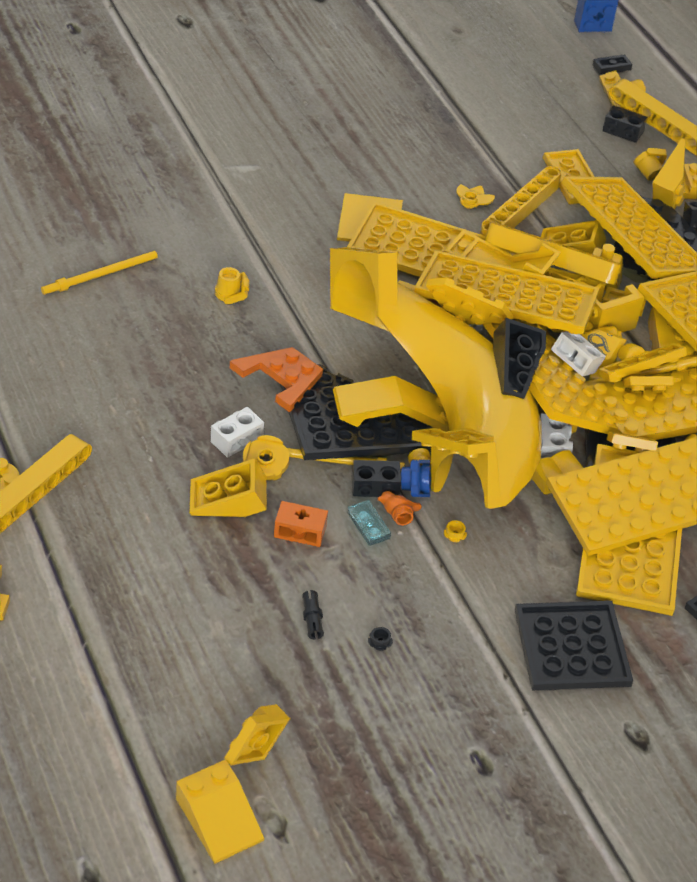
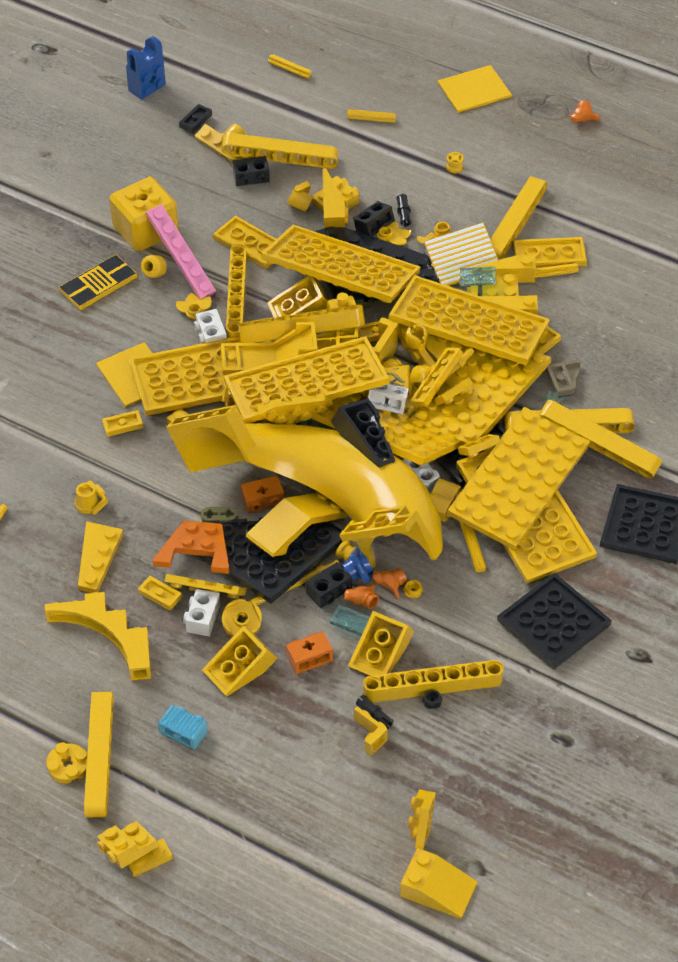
camera: 30 degrees left, 5 degrees up
(123, 513) = (183, 726): none -> medium azure brick
(151, 395) = (112, 624): none -> yellow arch
(196, 333) = (97, 554): none -> yellow wing
(216, 394) = (160, 593): none -> yellow plate
(281, 430) = (177, 582): none -> yellow wing
(291, 637) = (378, 731): none -> yellow bracket
(316, 246) = (122, 423): none -> yellow plate
(333, 363) = (218, 513): none -> olive beam
(374, 560) = (380, 645): none -> yellow slope
(384, 364) = (261, 494): none -> orange brick
(402, 623) = (467, 677): none -> yellow beam
(407, 137) = (97, 282): none -> tile
(439, 509) = (390, 580): none -> orange animal
(464, 147) = (153, 266): none -> yellow head
(470, 215) = (209, 326): none -> white brick
(493, 103) = (130, 208): none -> yellow plate
(496, 145) = (180, 252): none -> bright pink plate
(550, 534) = (474, 548): none -> yellow axle
(650, 322) = (415, 341): none -> yellow plate

